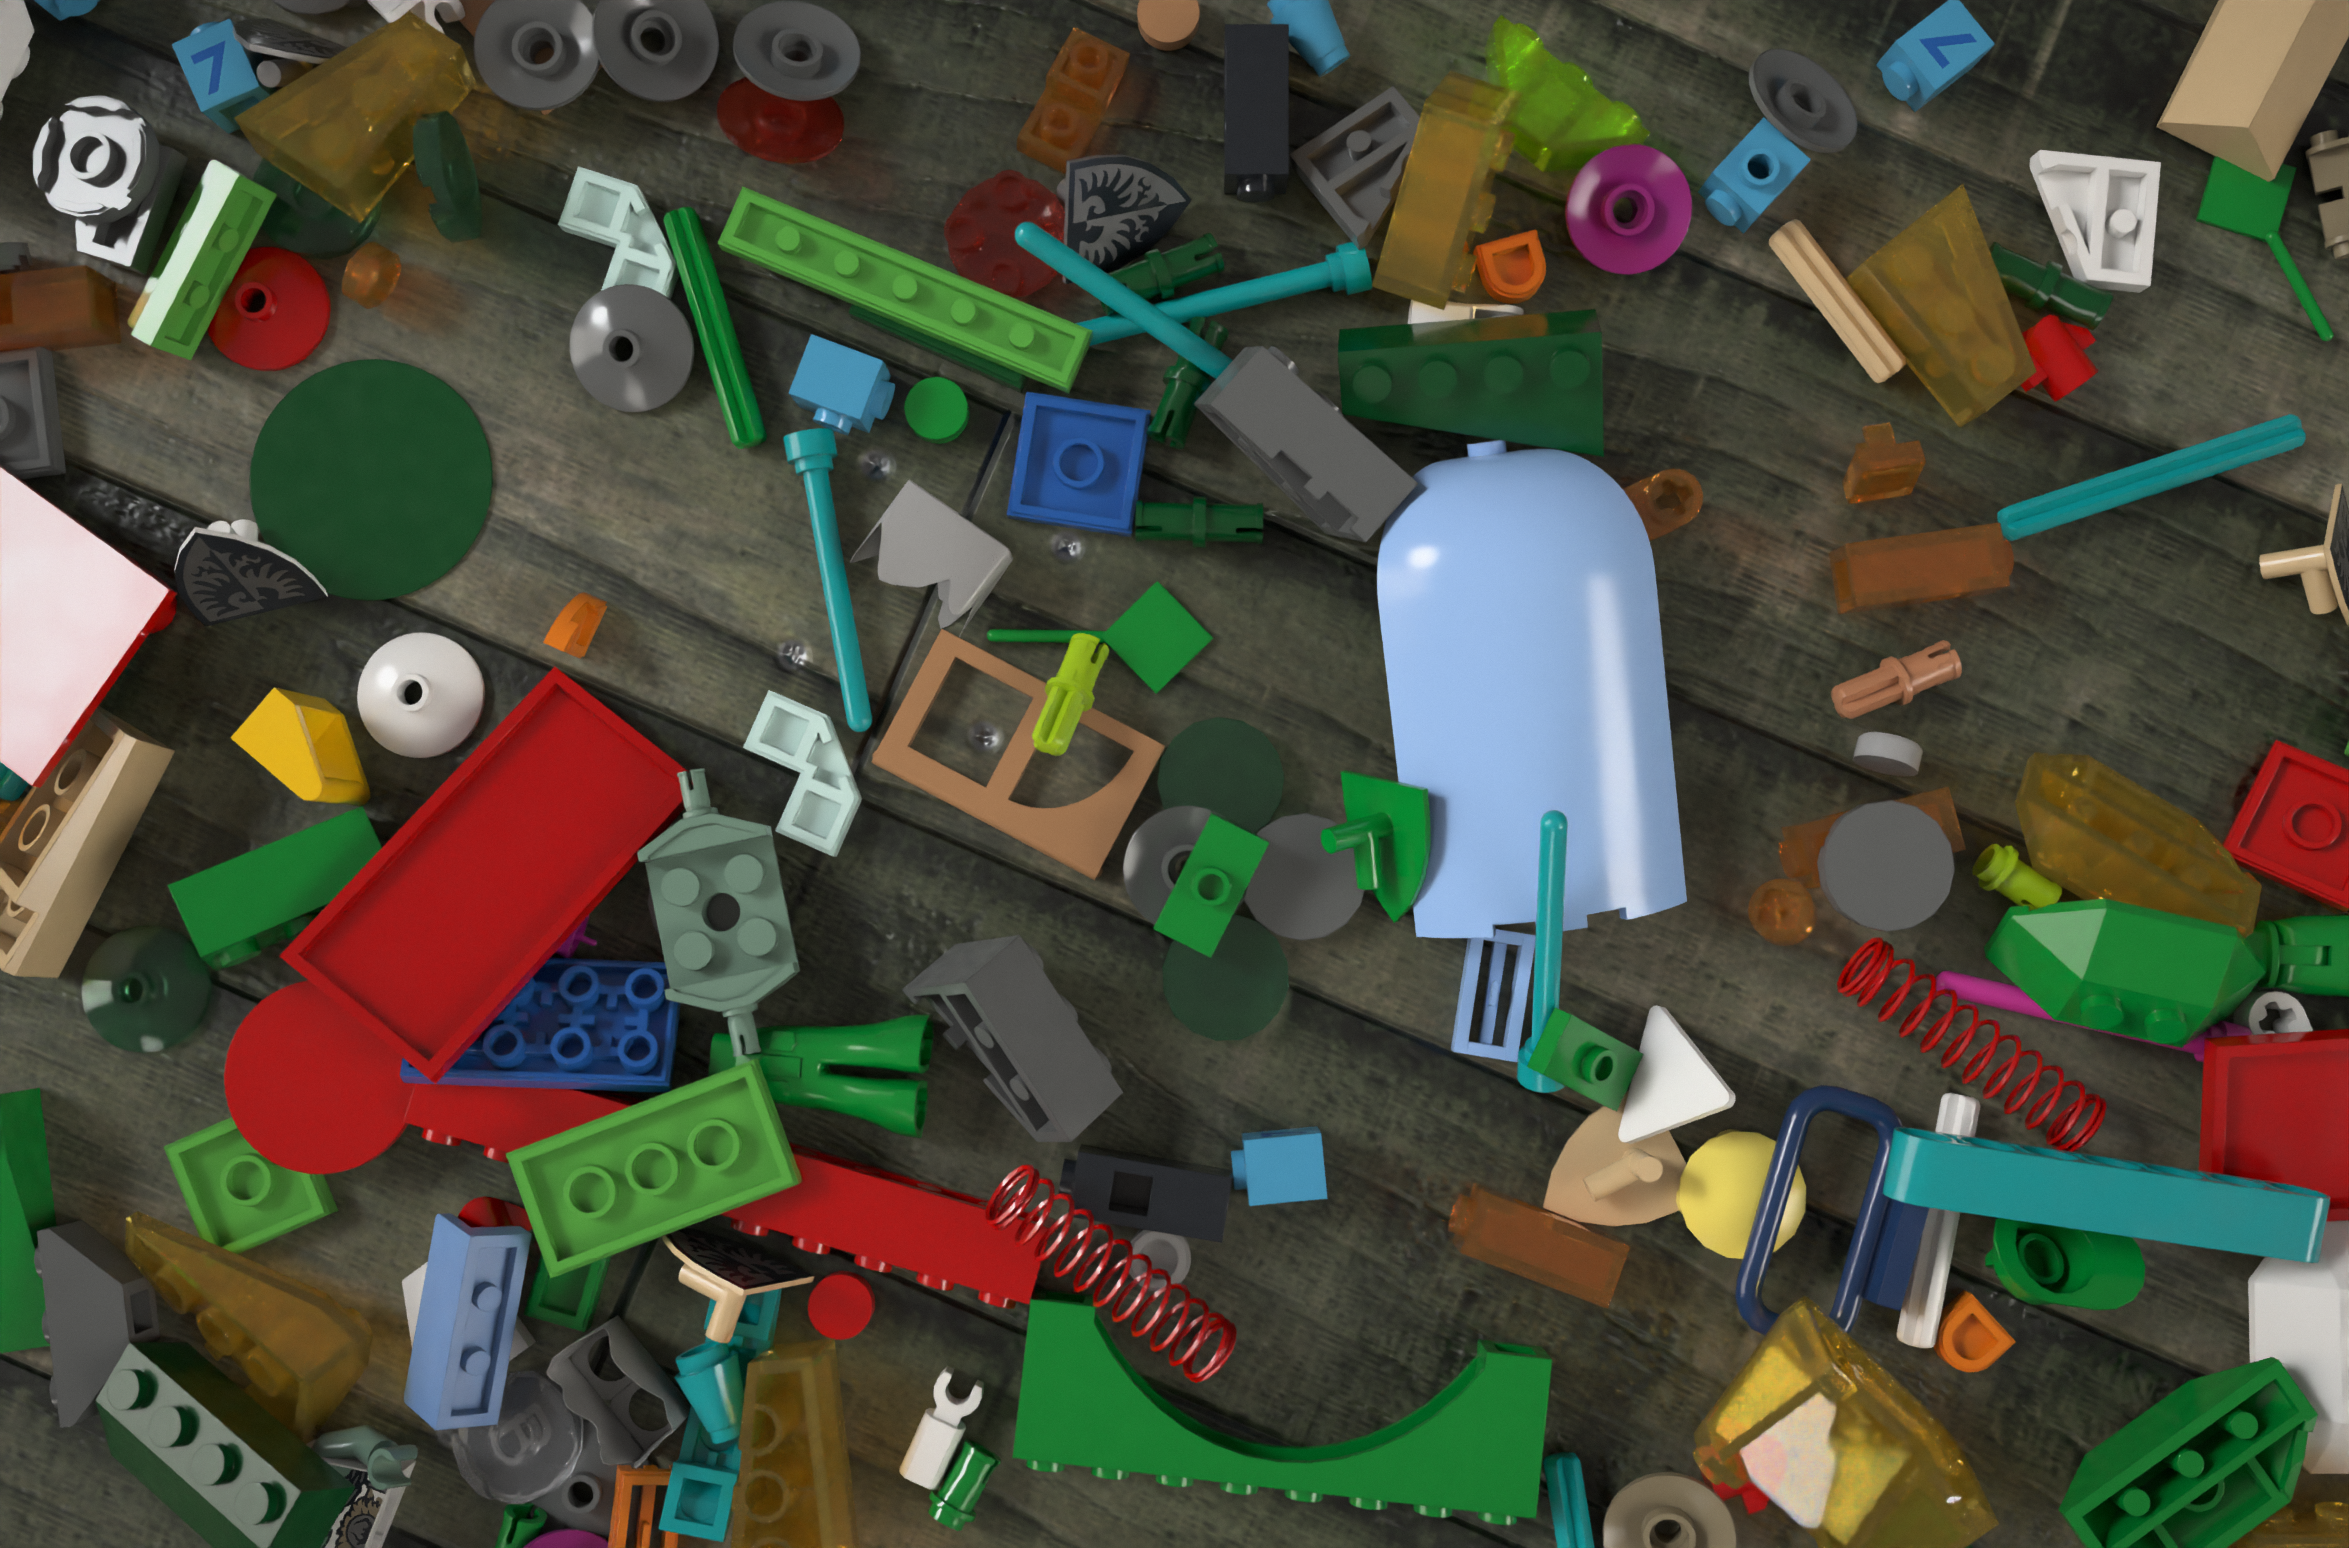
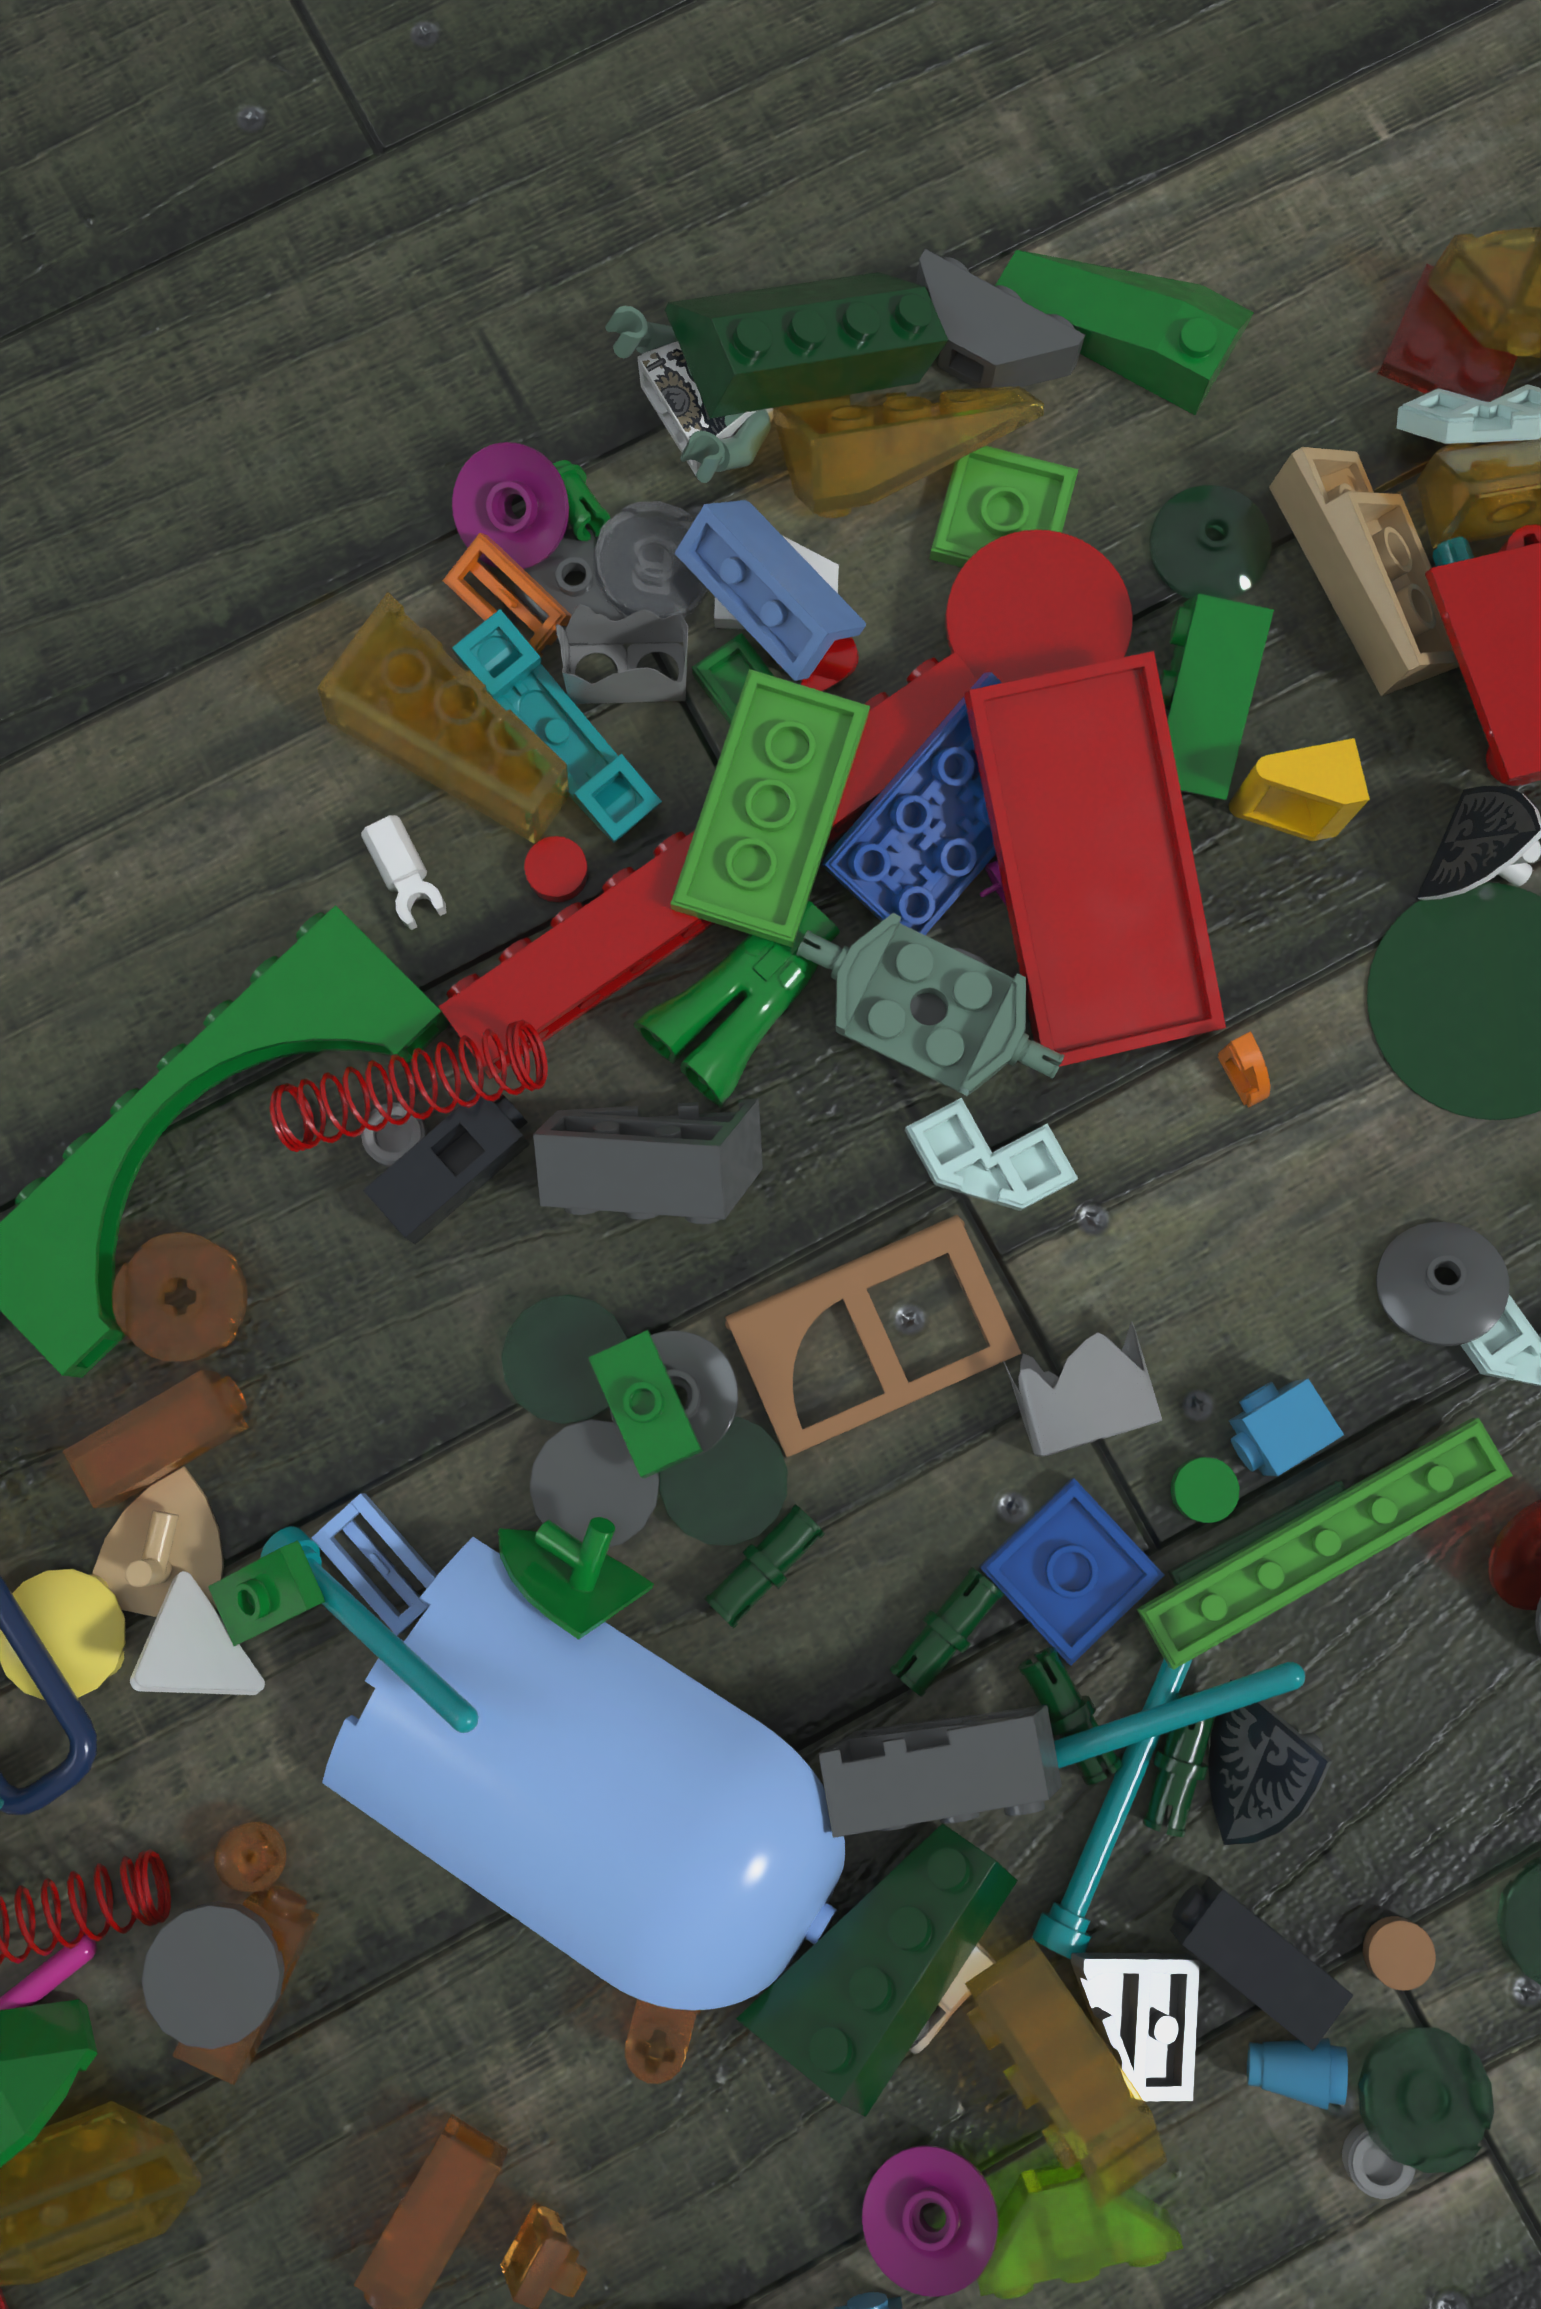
camera: 125 degrees right, 5 degrees down
(449, 701) = (1263, 930): white dish -> none
(713, 1387) = (571, 727): teal cone -> none
(715, 328) = (1410, 1363): green axle -> none
(728, 1274) = (646, 803): shield -> none
(812, 455) = (1241, 1358): teal piece -> none
(963, 1486) = (347, 855): green pin -> none
(984, 228) = (1329, 1650): clear red dish -> none
(1069, 694) = (887, 1413): lime axle -> none
(1073, 100) = (1384, 1812): clear orange slope -> none
(1151, 637) = (883, 1517): green piece -> none
(1260, 697) = (764, 1566): none -> dark green pin
(1280, 1166) = (384, 1284): dark azure brick -> none
(1415, 1356) = (154, 1271): none -> clear orange plate
(1512, 267) = (959, 2075): orange tile -> none
(1888, 754) = (303, 2057): light grey tile -> none
(1897, 680) = (356, 2117): nougat axle -> none
(2003, 871) = (117, 2078): lime pin -> none

